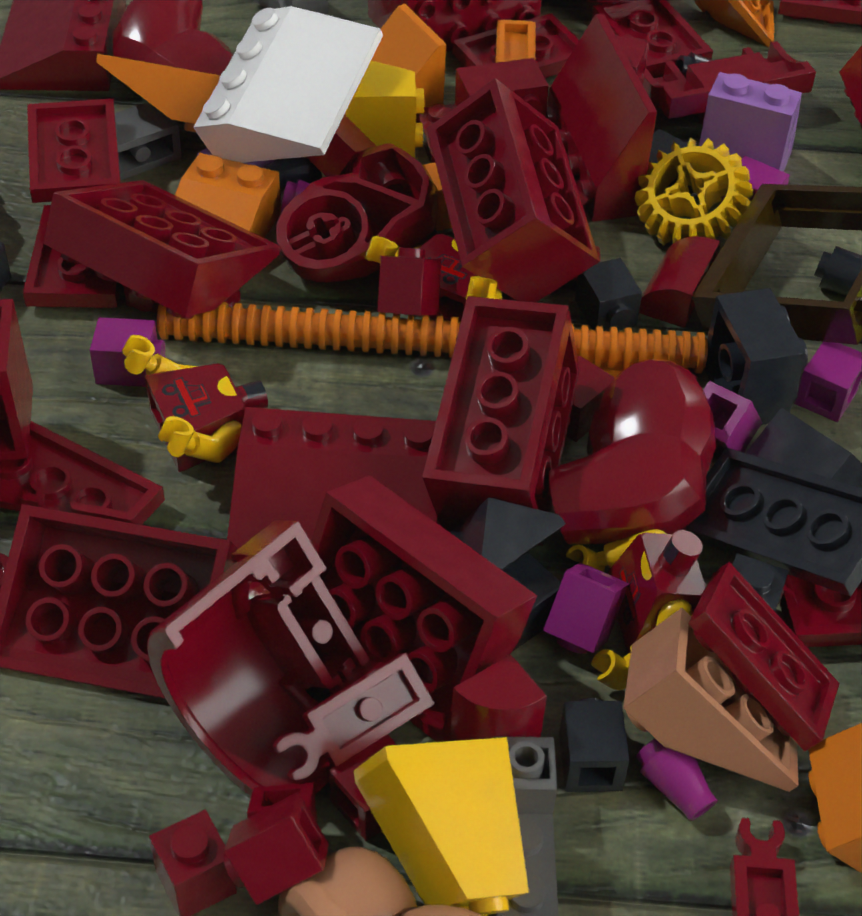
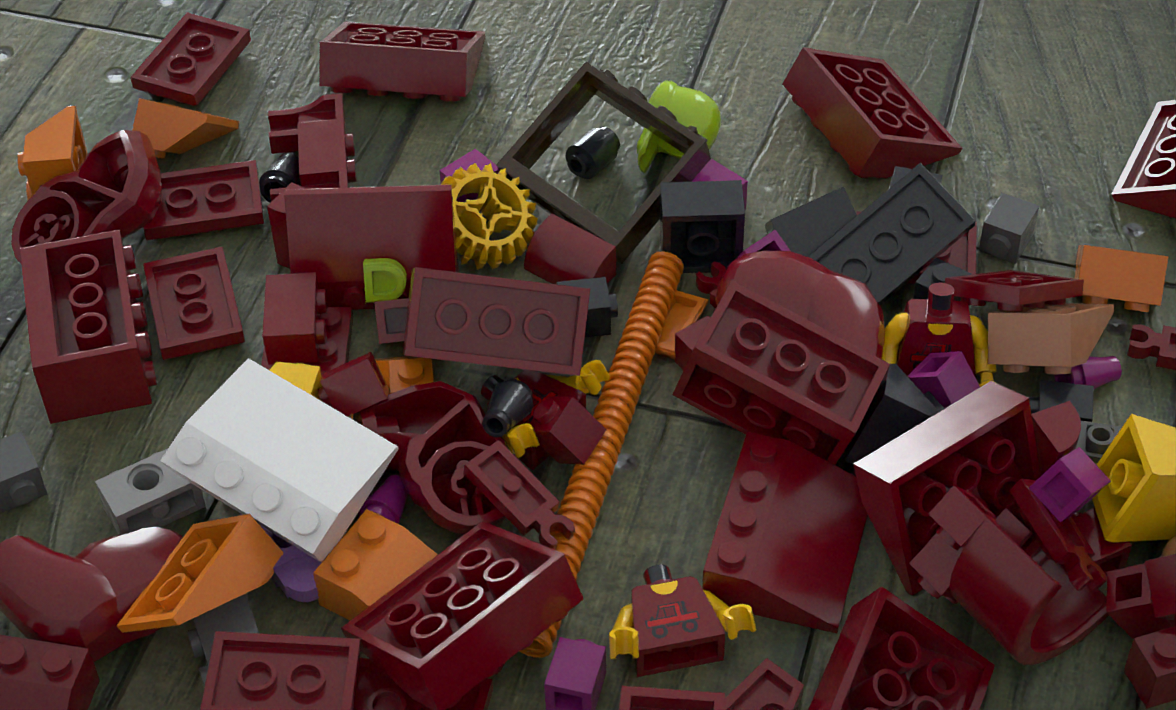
camera: 75 degrees left, 0 degrees up
(308, 258) = (518, 494): none -> dark red plate
(406, 128) = (354, 385): none -> dark red brick
(412, 229) = (507, 407): none -> black cone
(413, 707) = (1069, 484): none -> magenta brick
(414, 47) = (195, 372): orange slope -> none
(515, 40) = (202, 297): orange tile -> none
(573, 133) = (383, 279): none -> lime tile
(752, 119) = (414, 148): medium lavender slope -> none

